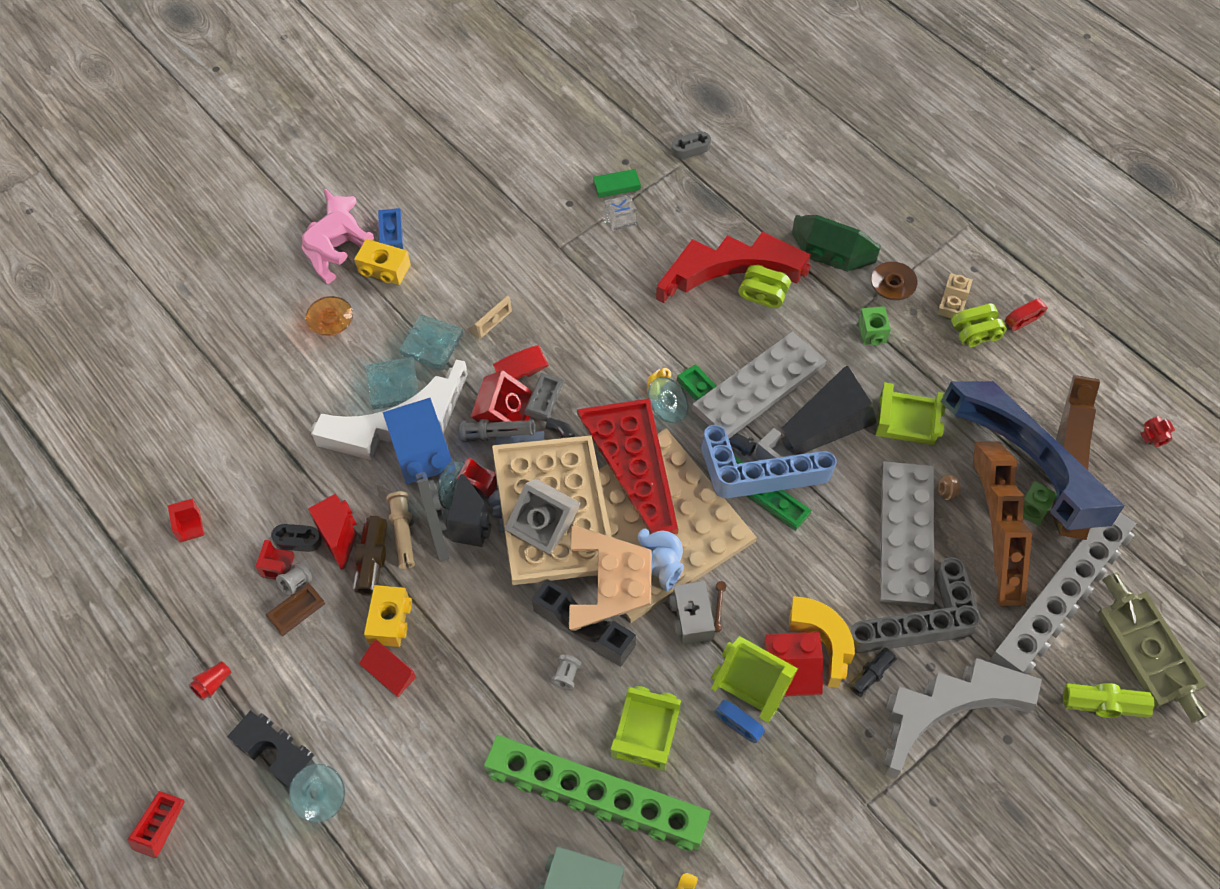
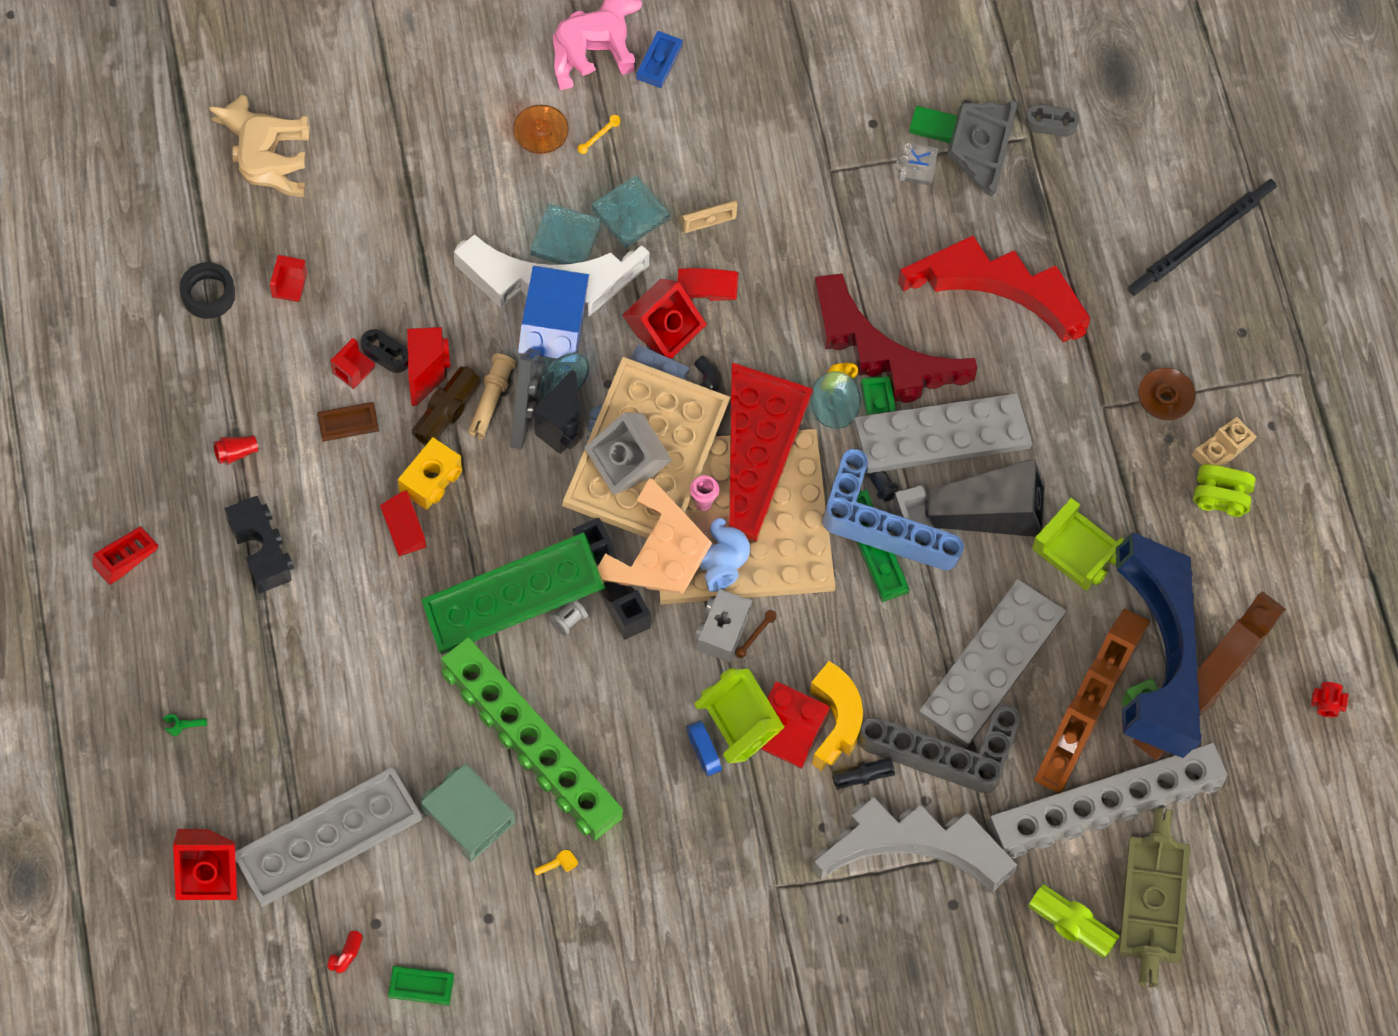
camera: 25 degrees right, 5 degrees up
(108, 430) = (257, 143): none -> tan animal
(113, 548) = (202, 271): none -> black tyre
(294, 578) = (361, 391): light grey bush -> none
(329, 793) = (292, 603): clear light blue dish -> none
(381, 286) = (613, 122): none -> yellow hinge
(382, 262) = (626, 81): yellow brick -> none
(481, 478) = (592, 381): red panel -> none
(485, 430) = (629, 336): dark grey pin -> none
(512, 678) = (513, 593): none -> green plate
(544, 397) = (711, 331): dark grey plate -> none
(618, 515) = (704, 492): none -> bright pink cone
(639, 345) = (875, 353): none -> dark red arch
(646, 728) = (613, 708): lime panel -> none
(654, 178) = (982, 141): none -> dark grey wing
(764, 286) = (1021, 328): lime brick -> none
(834, 243) = (1128, 322): dark green wedge -> none
(843, 167) = (1202, 237): none -> black axle
(872, 318) = (1111, 422): bright green brick -> none
(949, 487) = (1066, 640): medium nougat plate -> none
(1026, 314) = (1286, 504): red beam -> none

